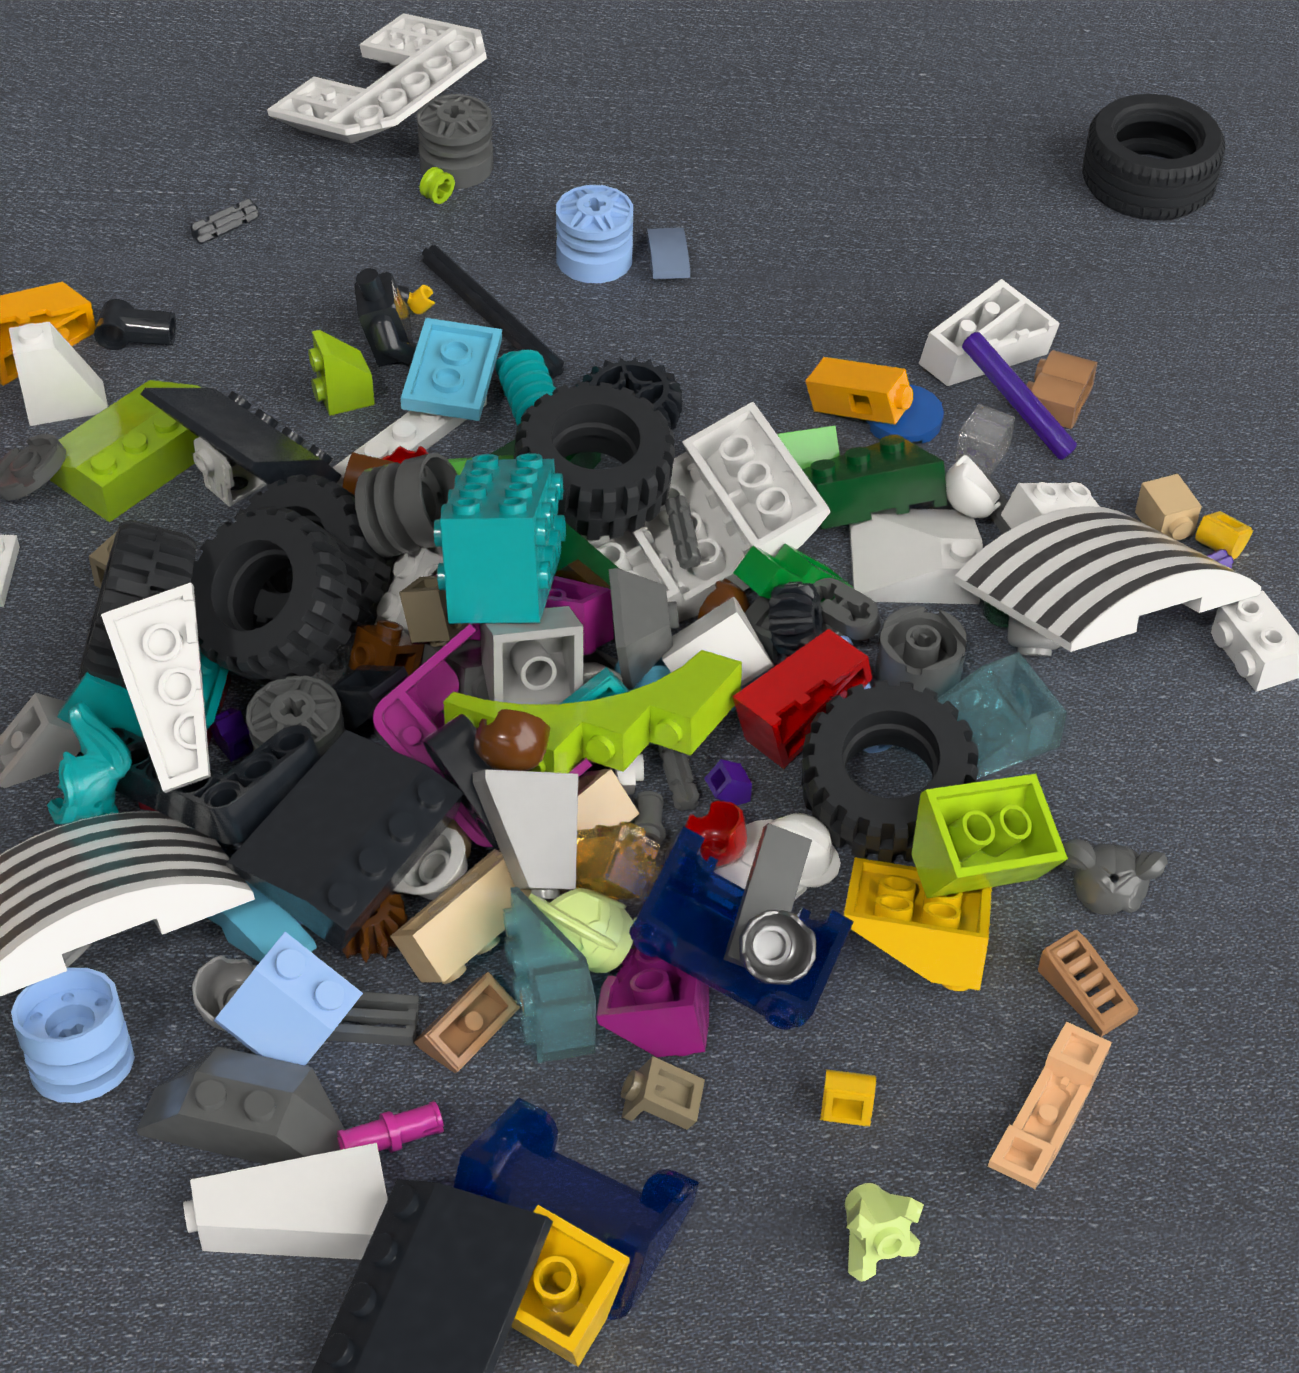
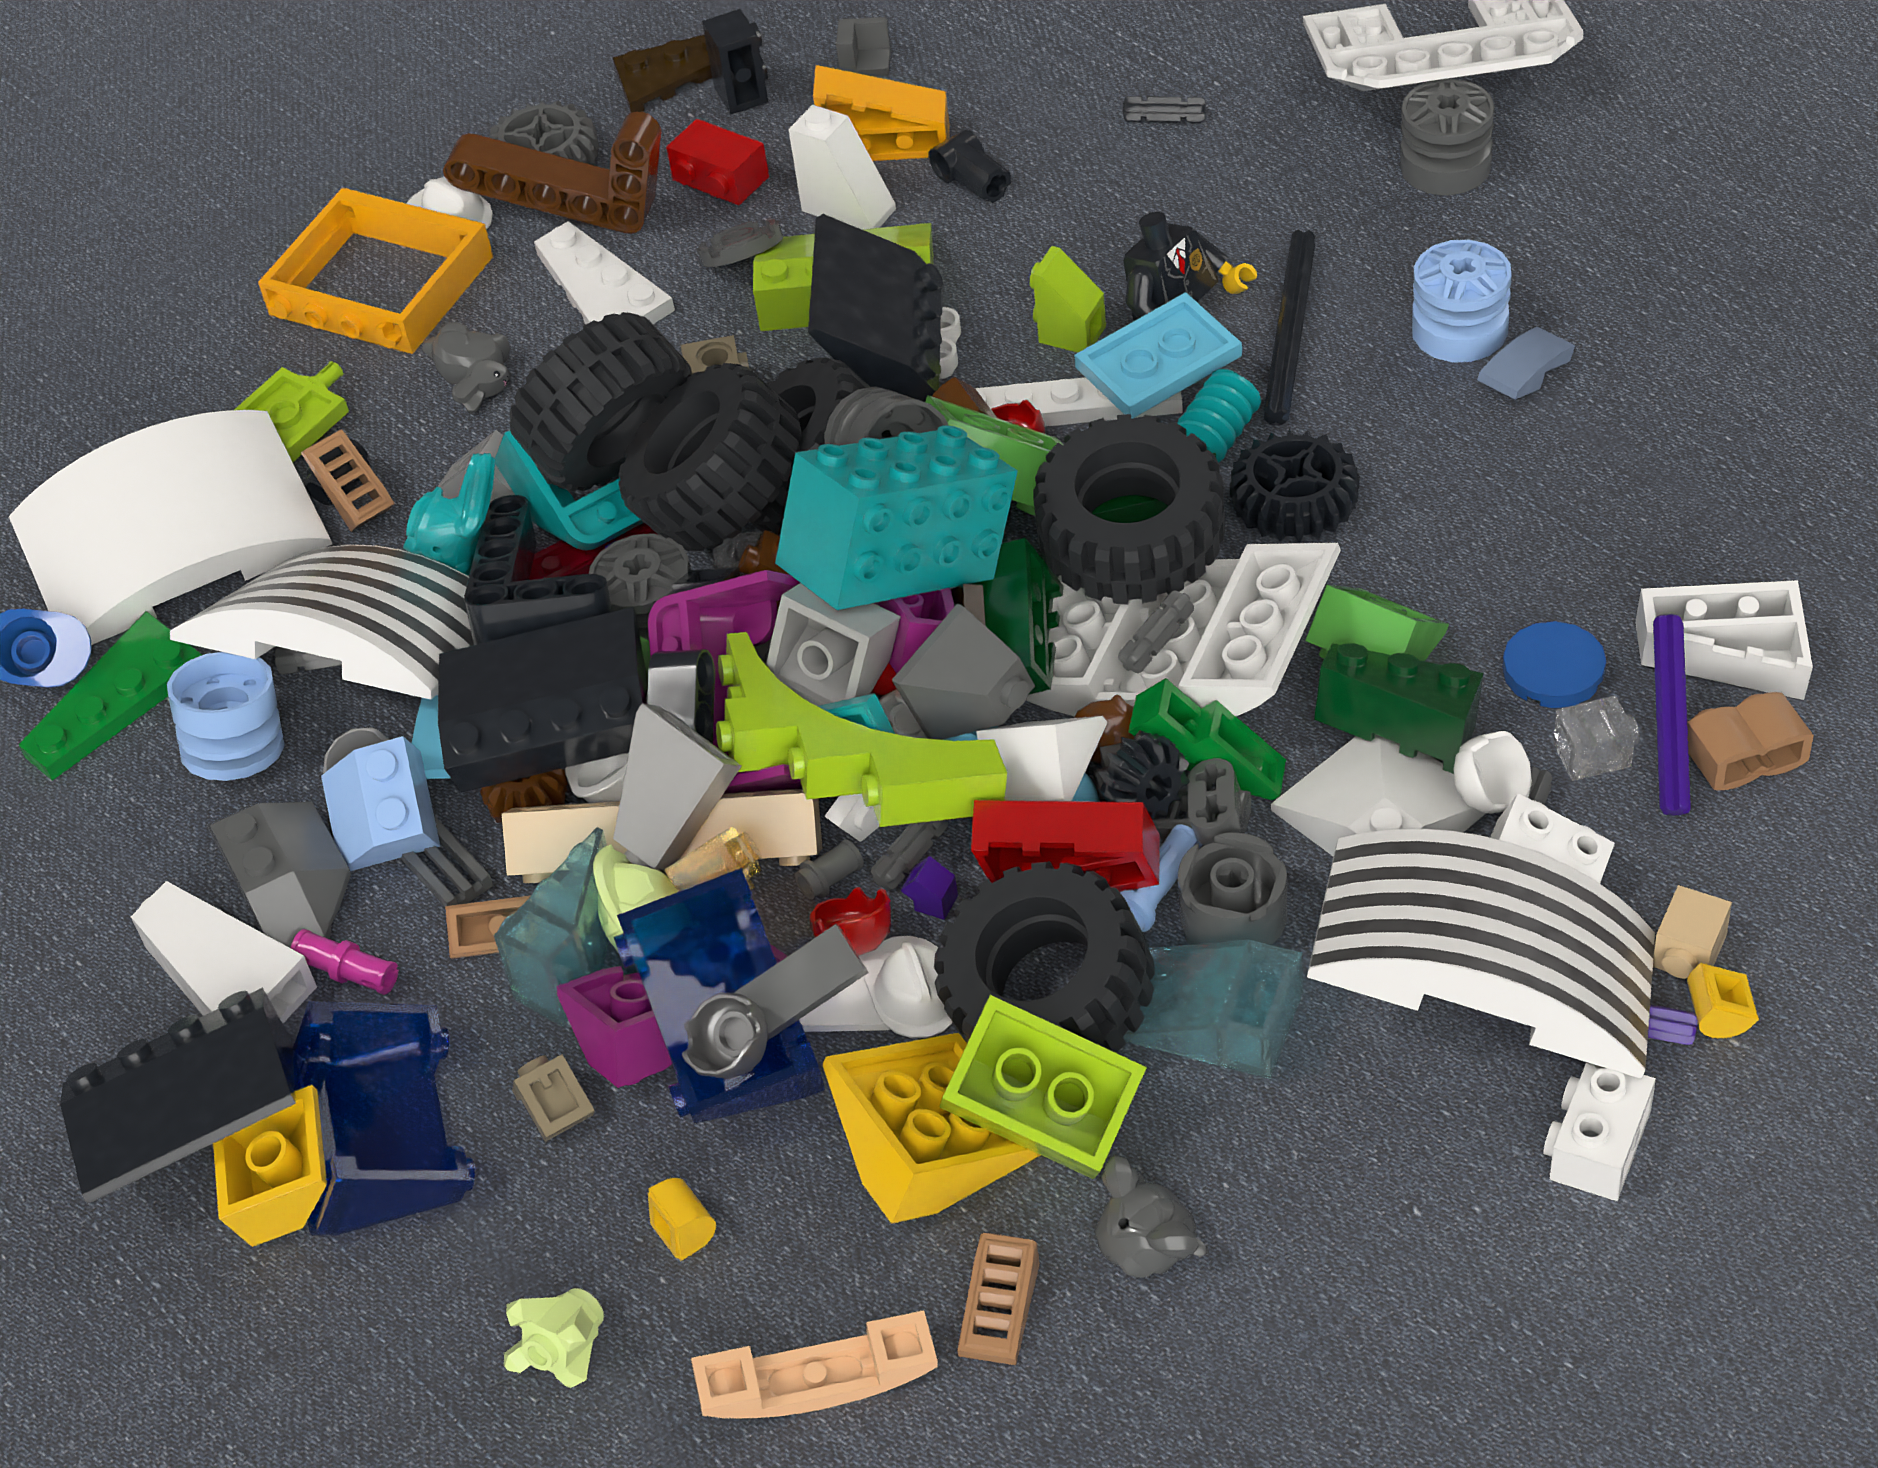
camera: 55 degrees right, 0 degrees up
(162, 672) = (523, 461): white wing -> none
(437, 185) = (1391, 183): lime bush -> none
(512, 741) = (693, 698): reddish brown hair -> none
(859, 390) = (1515, 607): light orange brick -> none

